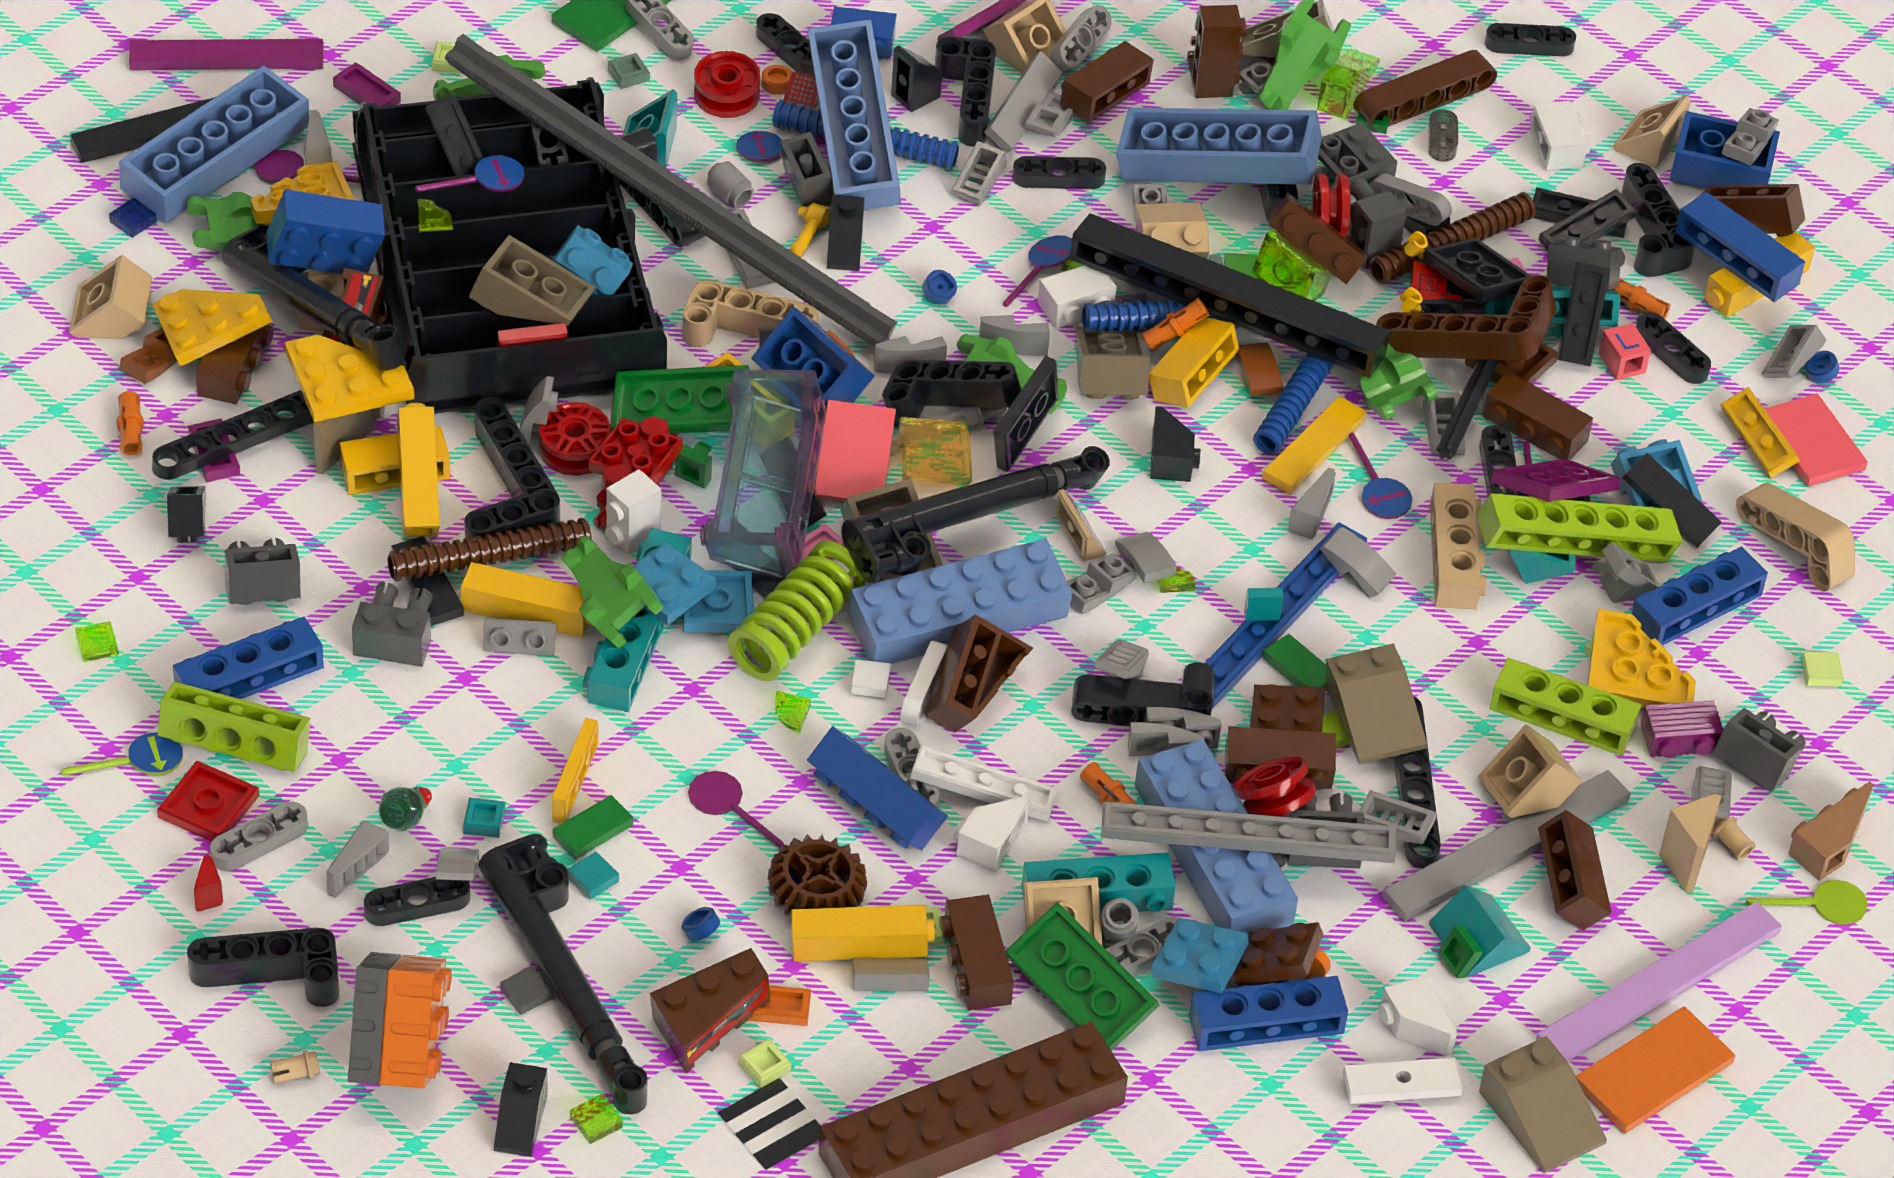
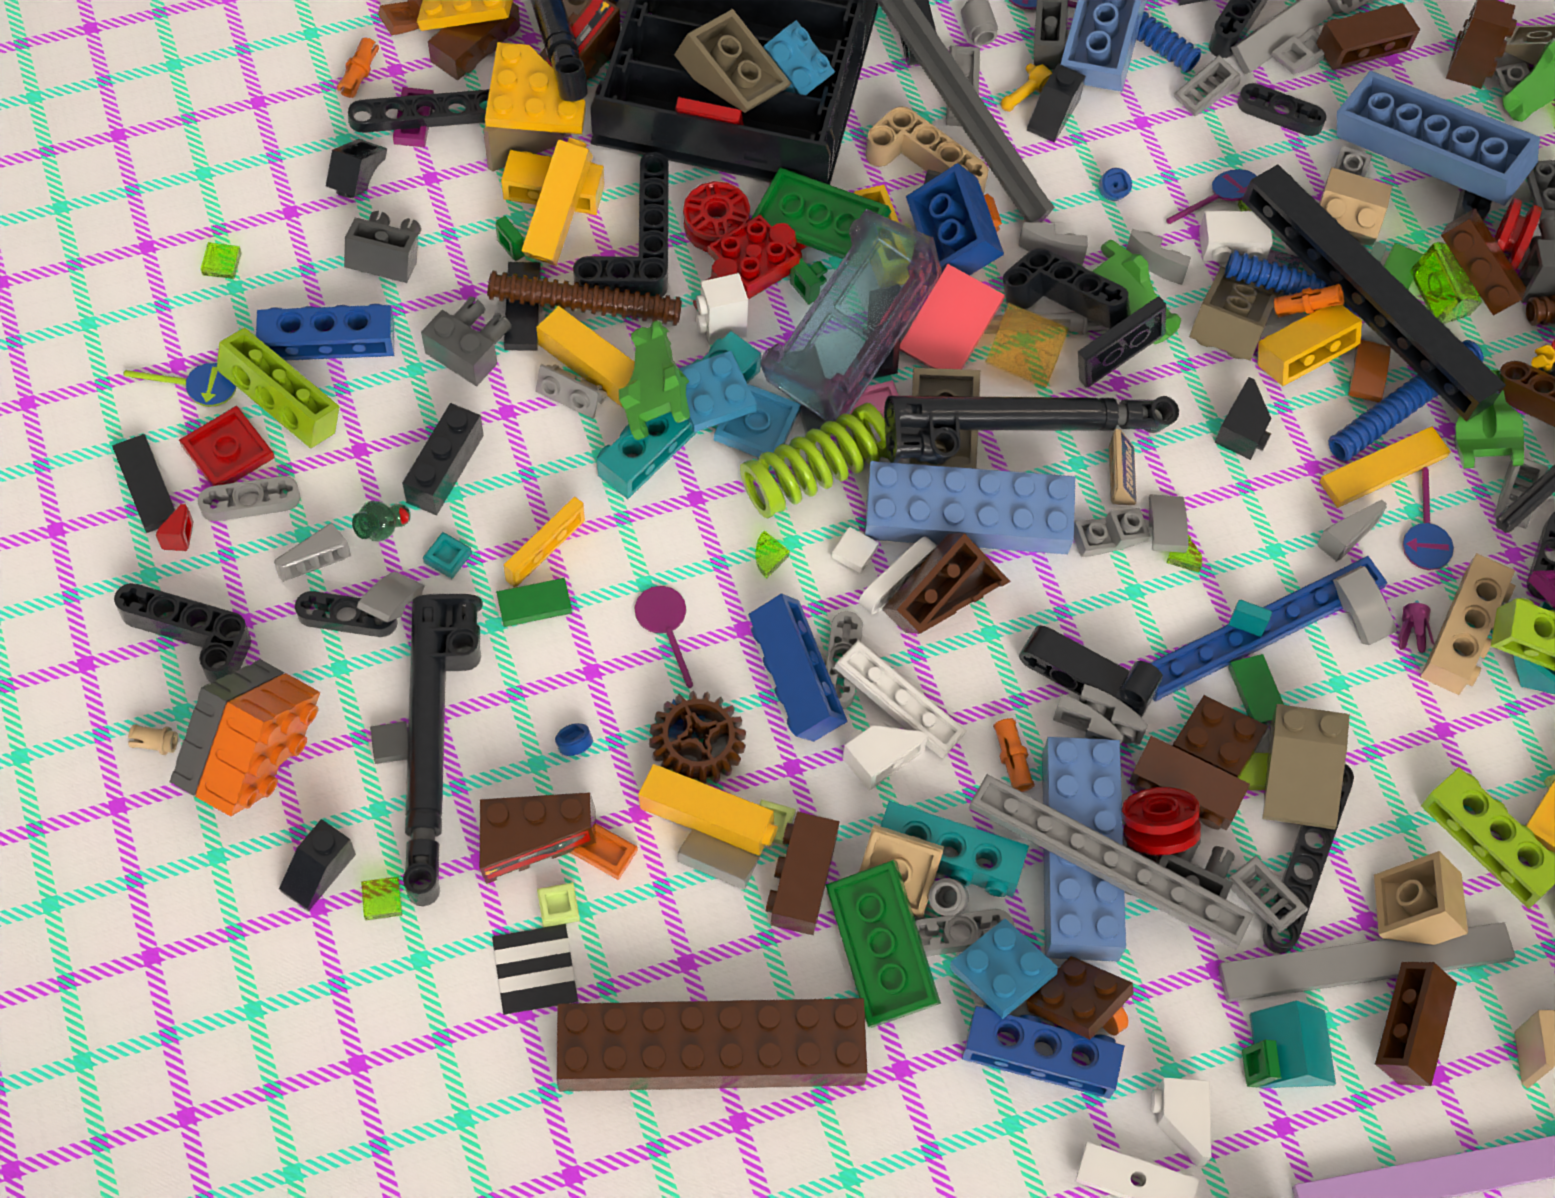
camera: 25 degrees right, 15 degrees up
(145, 859) = (144, 482): none -> black tile
(382, 523) = (509, 238): none -> green tile
(434, 733) = (443, 459): none -> black brick
(538, 407) = (696, 177): light grey slope -> none
(593, 875) = (508, 650): teal tile -> none
(1123, 659) = (1088, 625): light grey slope -> none
(1408, 557) = (1415, 616): none -> flat silver piece

